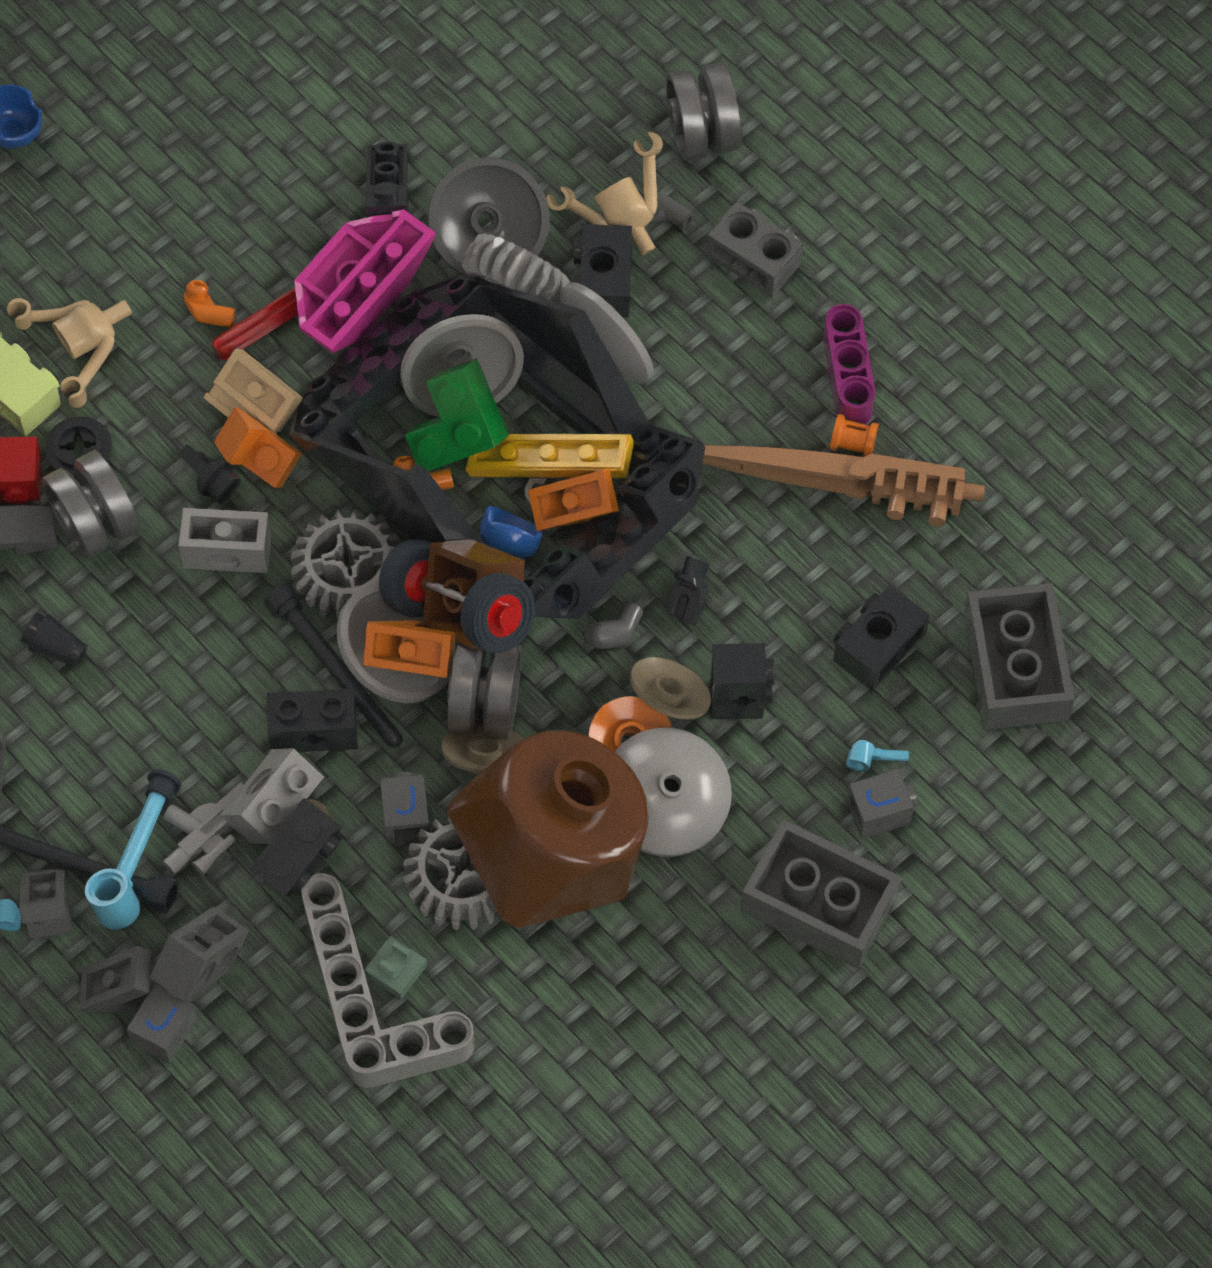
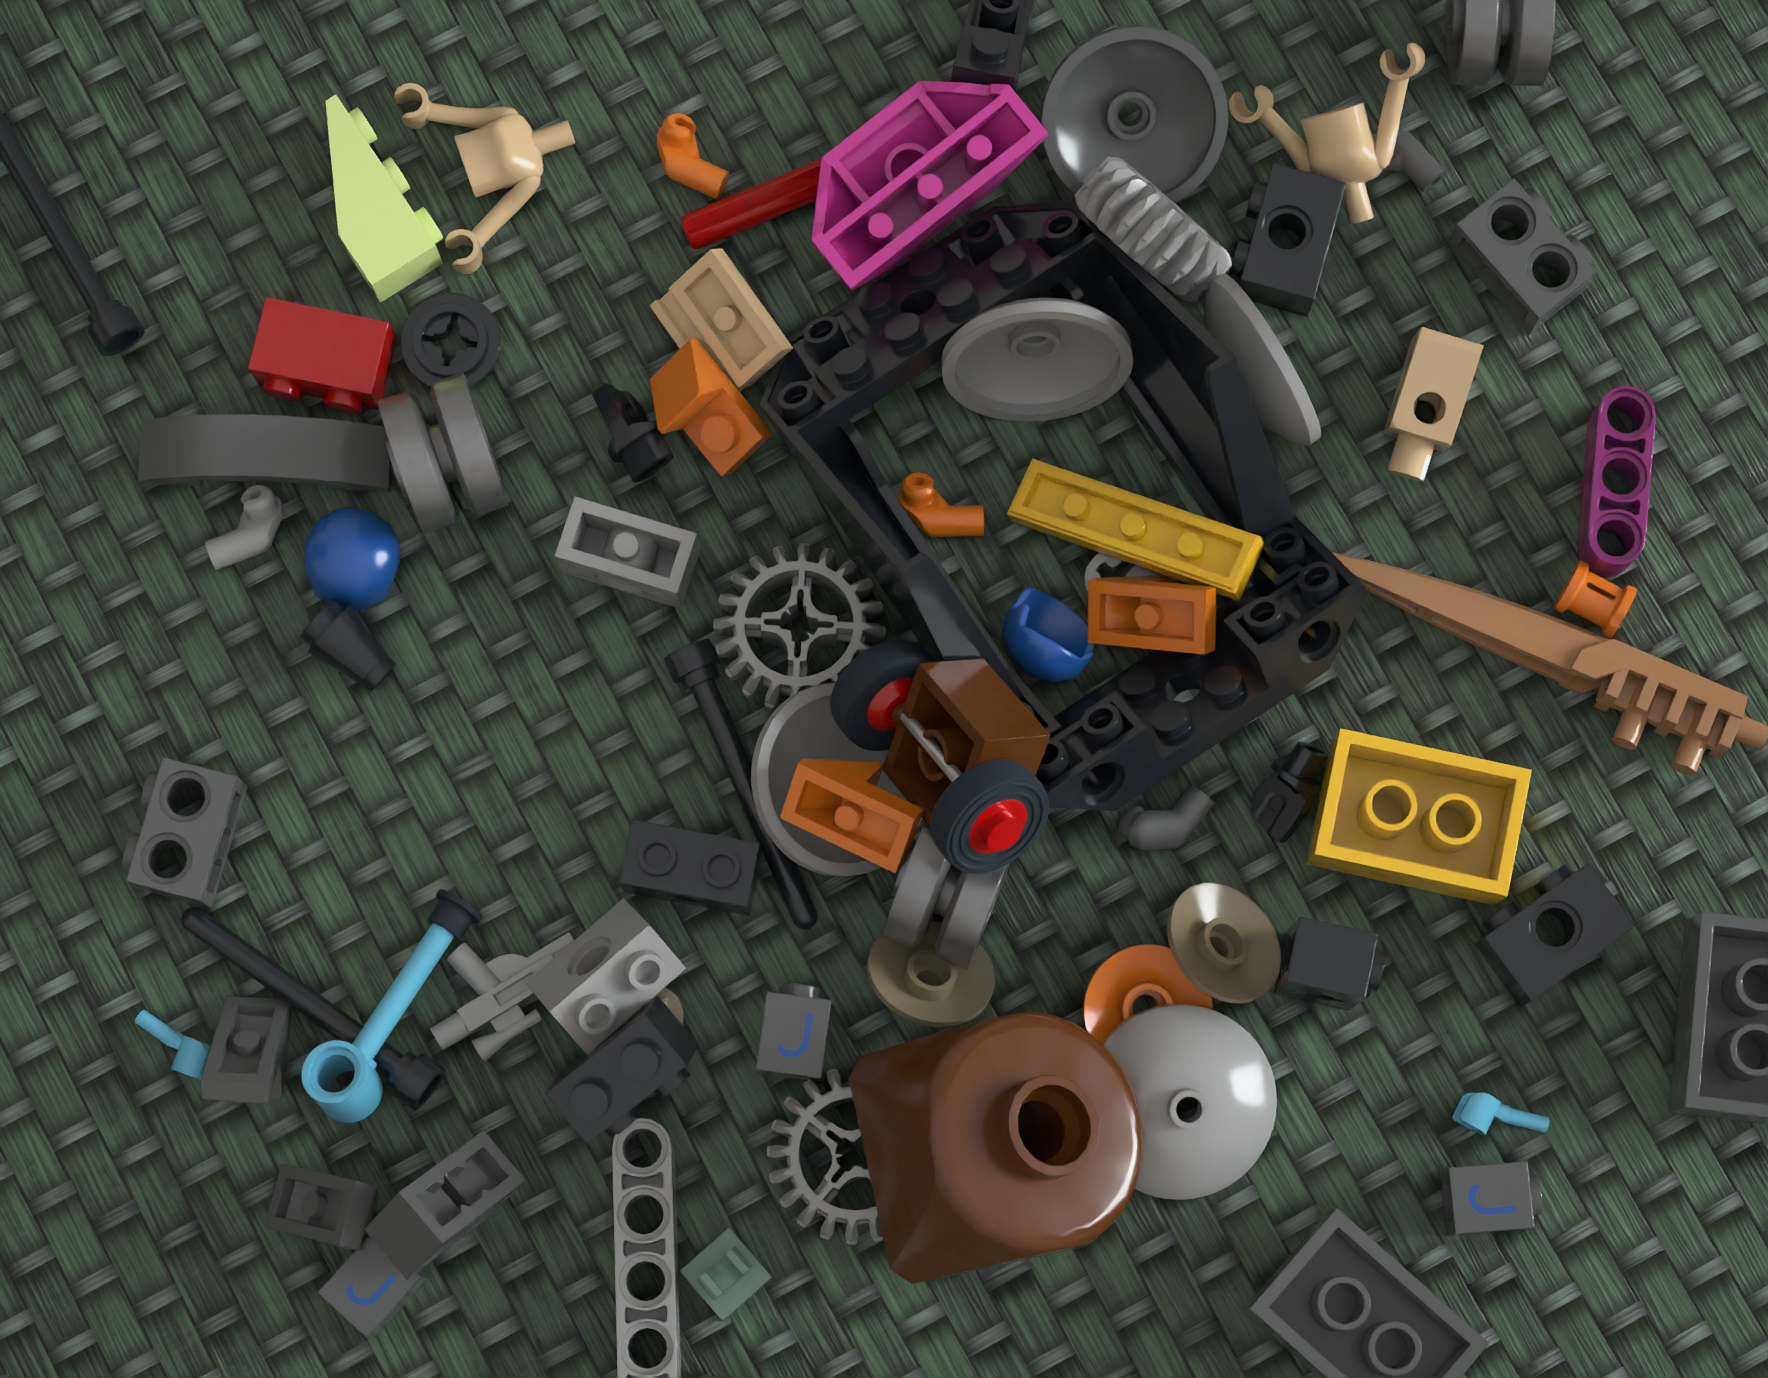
camera: 15 degrees right, 15 degrees up
(43, 587) = (351, 558): none -> blue hair
(466, 418) = (1019, 453): green brick -> none
(717, 338) = (1439, 374): none -> tan torso
(775, 584) = (1419, 817): none -> yellow brick

